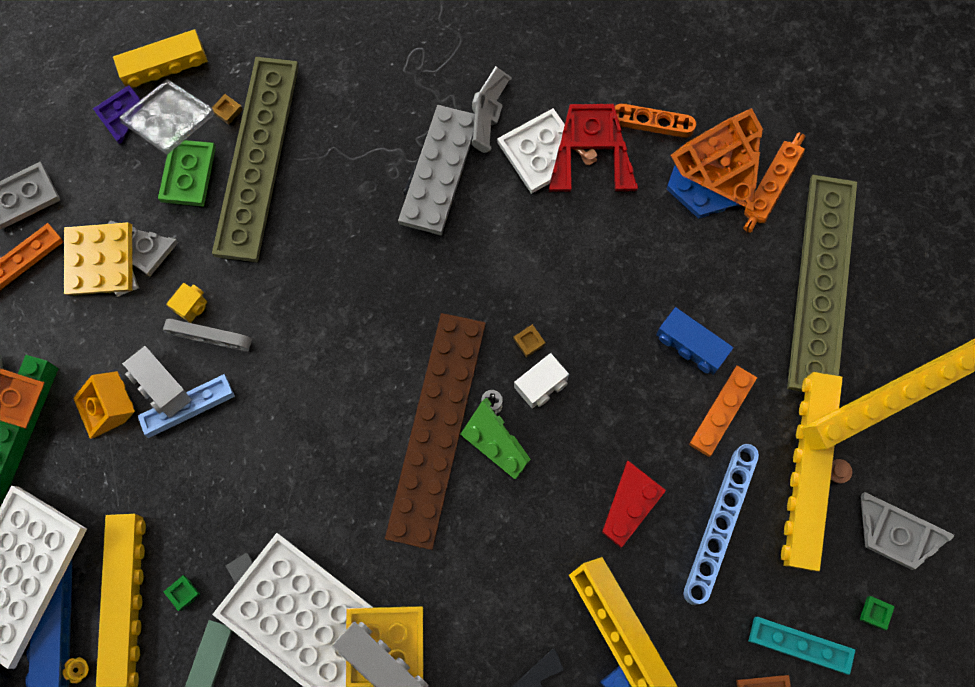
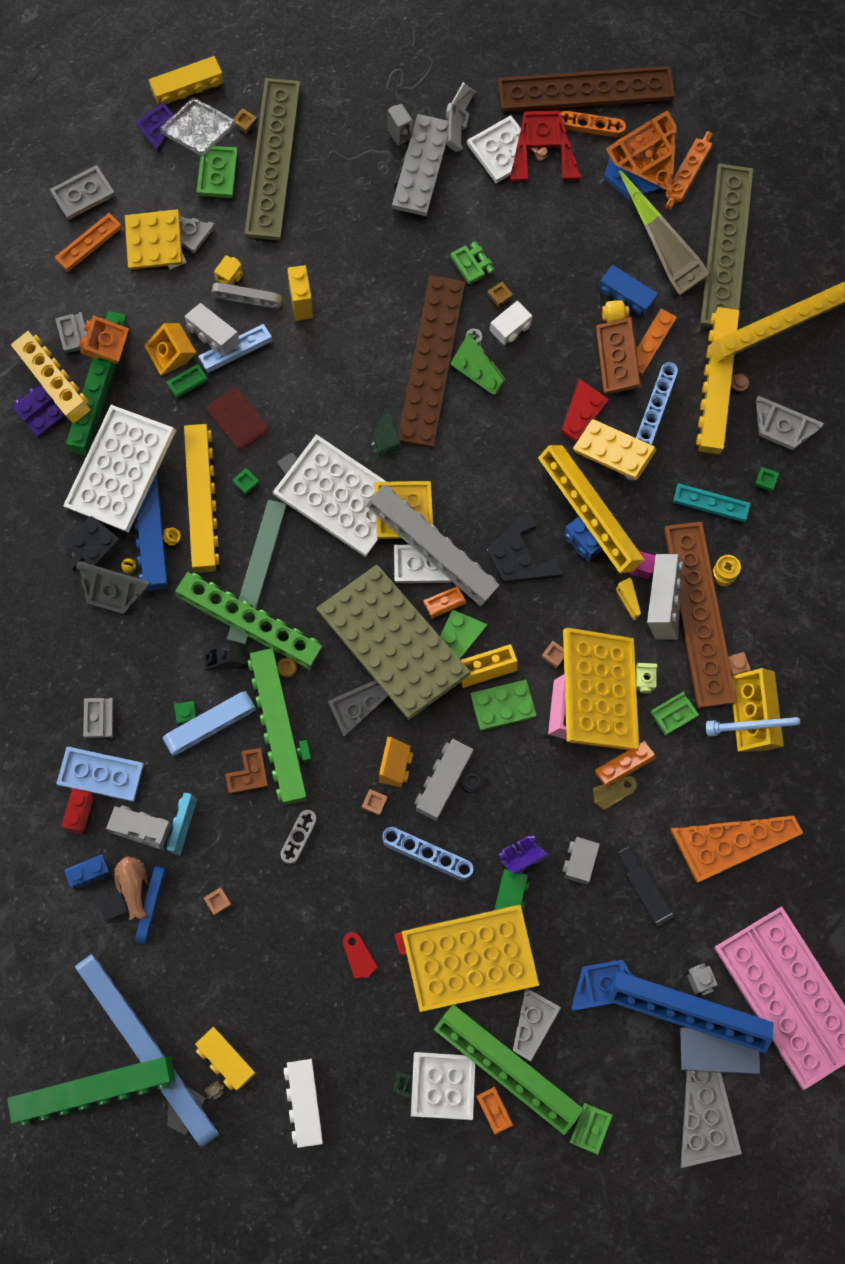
camera: 10 degrees left, 0 degrees up
(121, 449) = (187, 381): none -> green plate
(180, 501) = (237, 417): none -> clear red tile
(270, 336) = (300, 293): none -> yellow brick
(368, 536) = (385, 438): none -> clear green slope
(413, 117) = (399, 124): none -> light grey brick
(489, 300) = (468, 265): none -> bright green plate
(648, 76) = (586, 89): none -> reddish brown plate
(672, 567) = (614, 449): none -> yellow plate
(677, 370) = (614, 311): none -> yellow head
(680, 431) = (618, 356): none -> dark orange plate
(761, 301) = (679, 260): none -> dark tan plate

